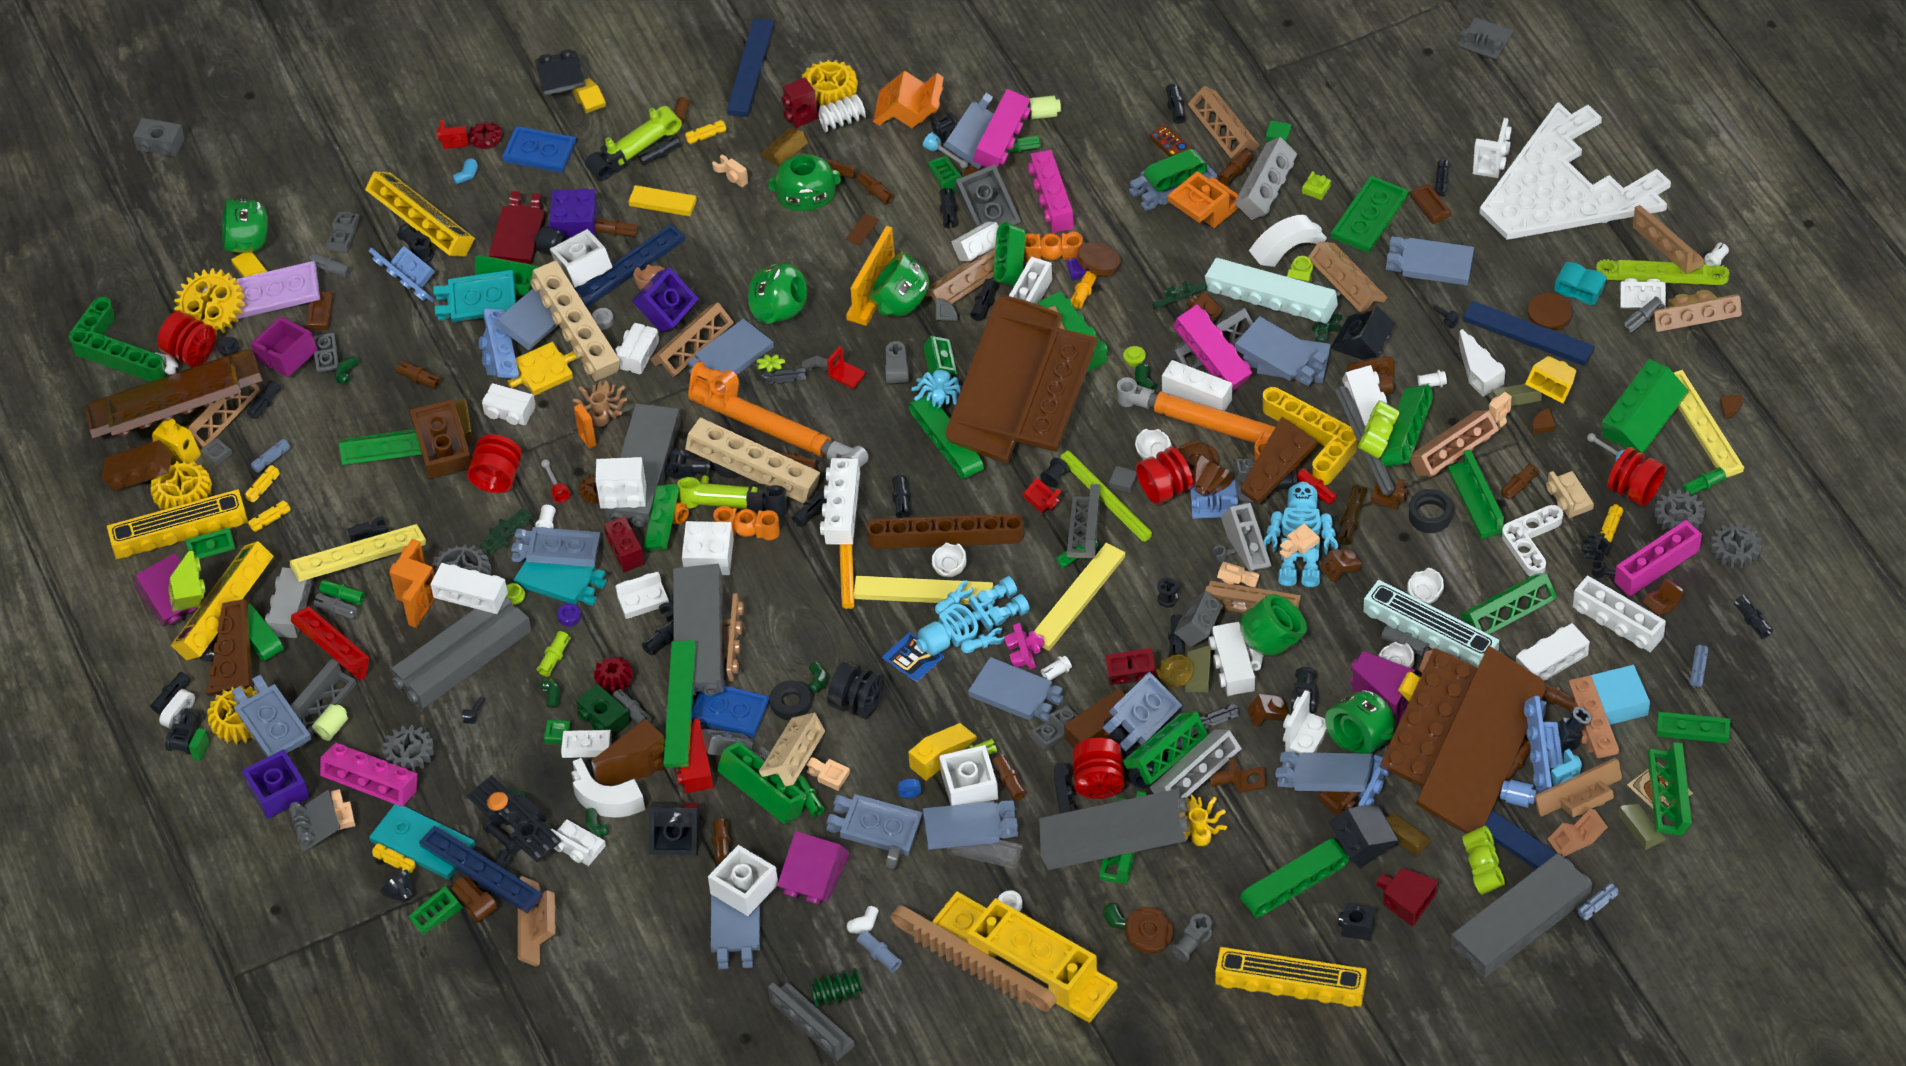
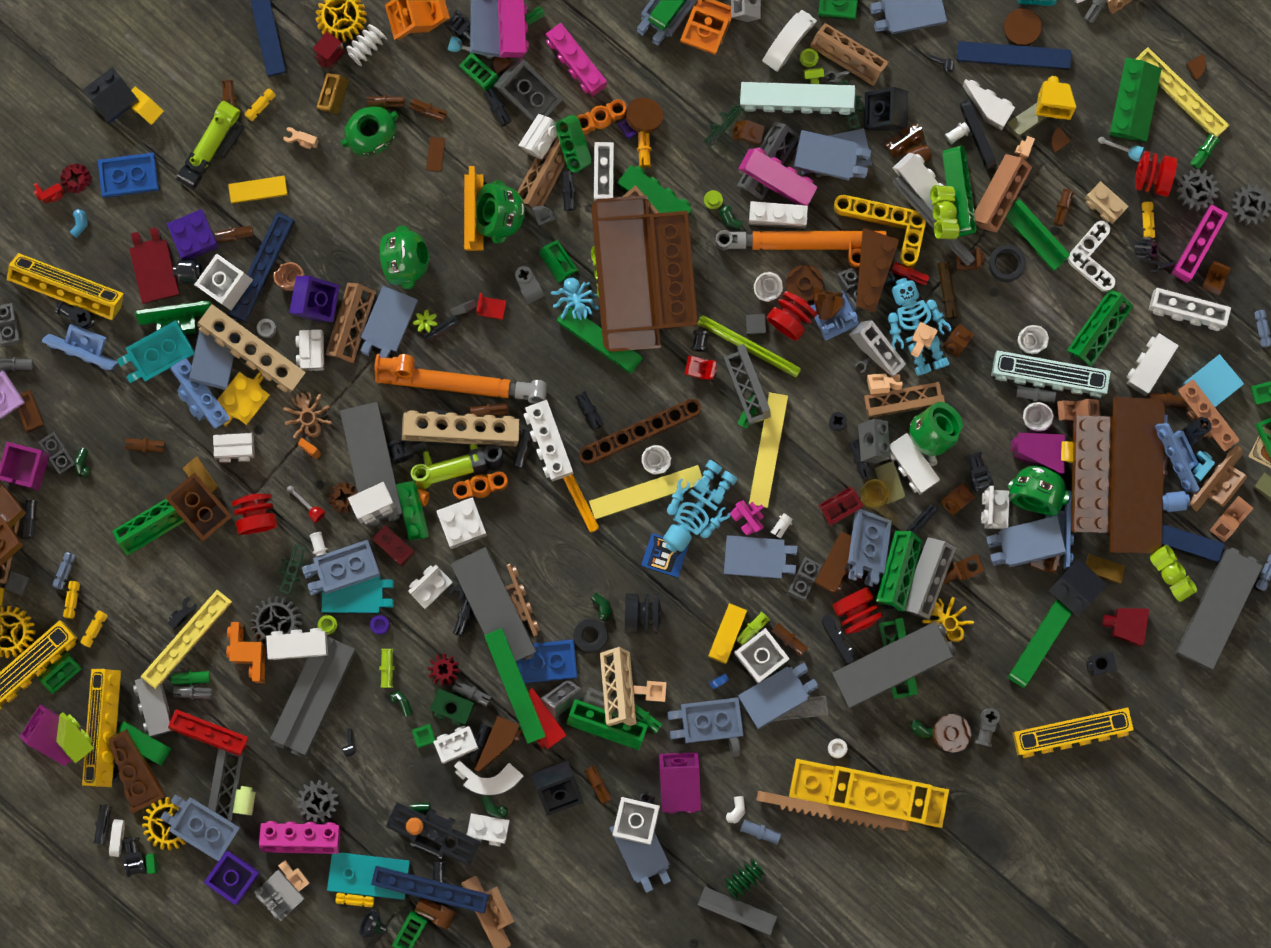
camera: 25 degrees left, 30 degrees up
(1453, 384) = (978, 134): none -> black beam

